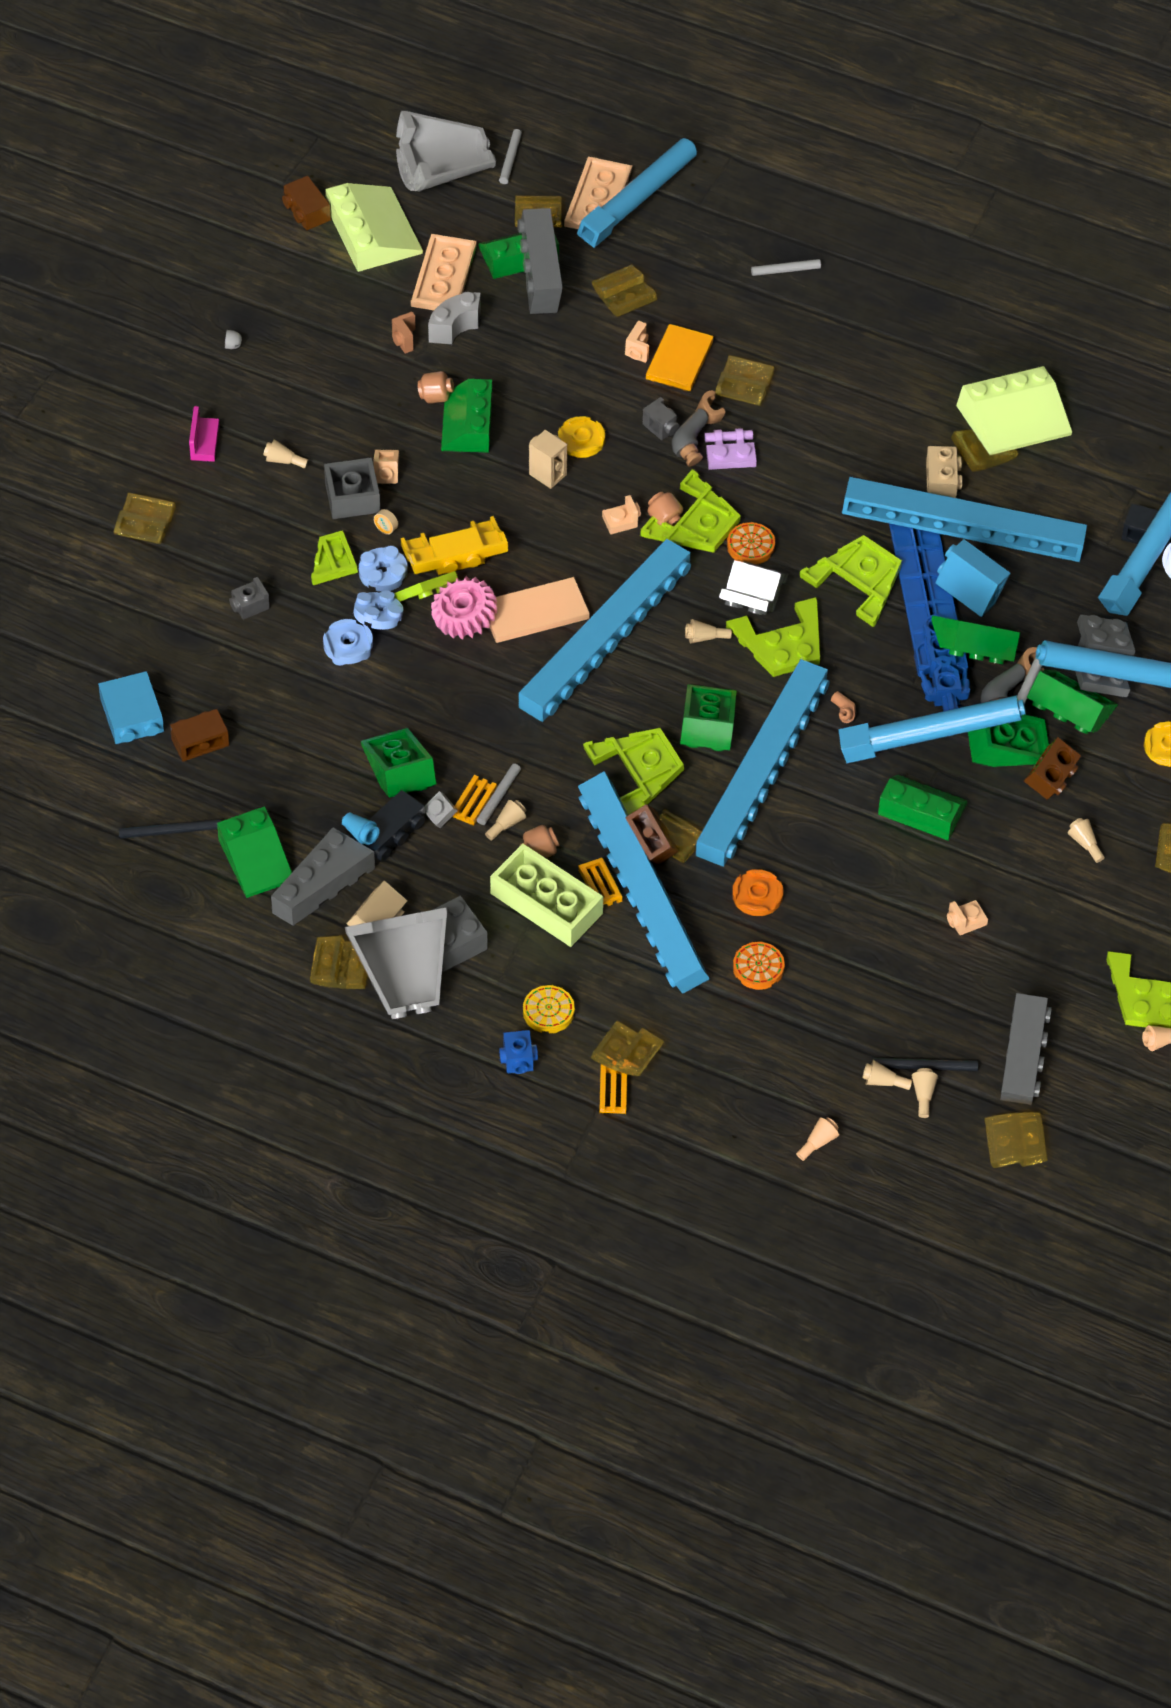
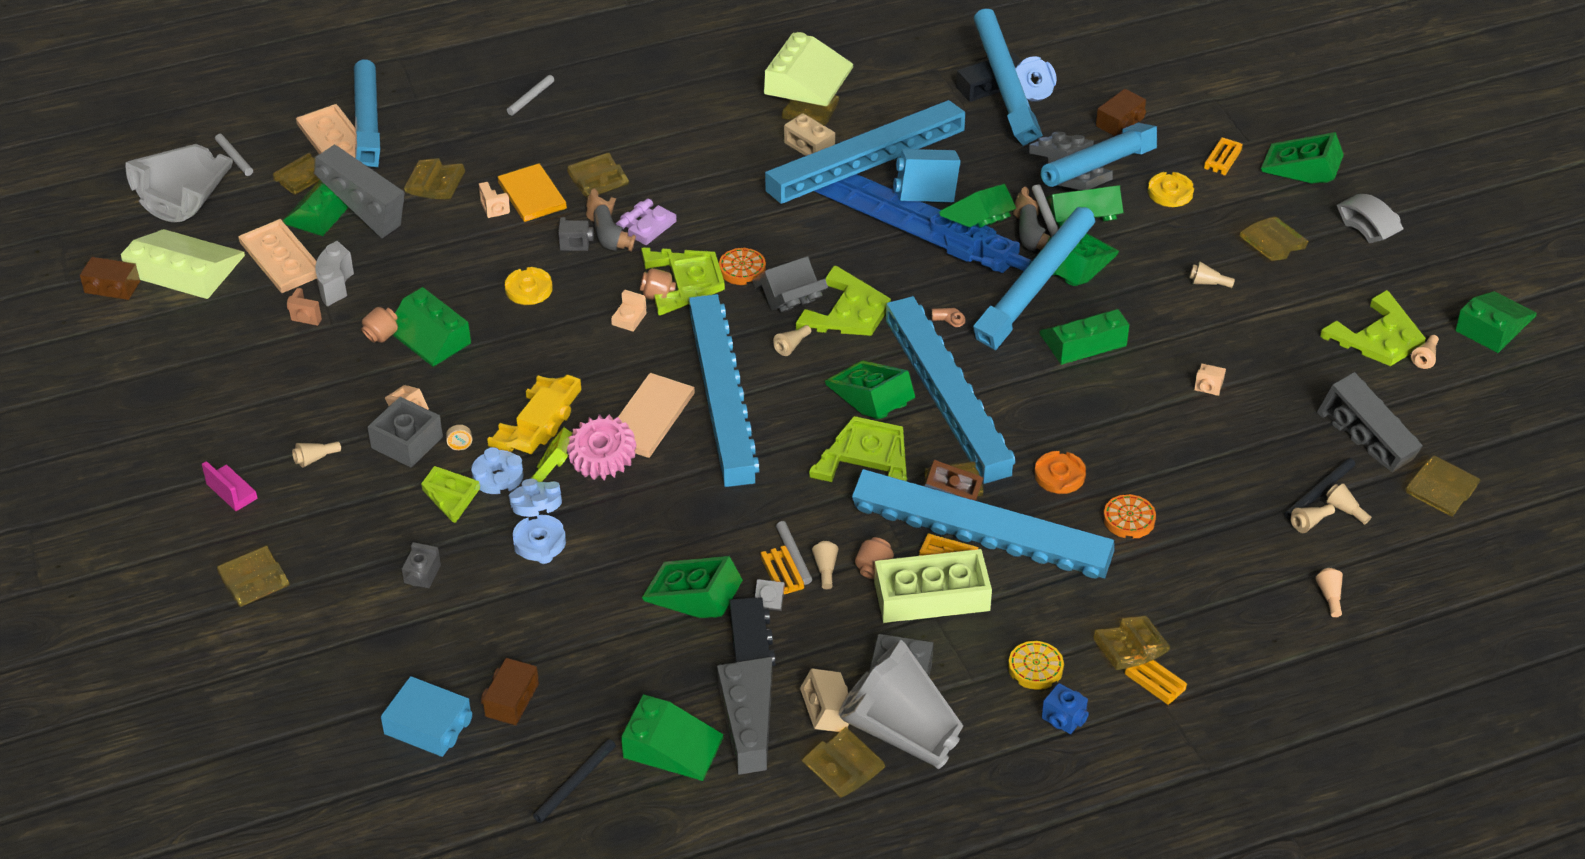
camera: 45 degrees left, 10 degrees down
(232, 340) = (165, 406): light grey hinge -> none
(361, 828) = (742, 647): dark azure cone -> none
(547, 458) = (532, 308): tan brick -> none
(865, 567) = (843, 224): lime wing -> none
(1050, 766) = (1133, 250): reddish brown brick -> none

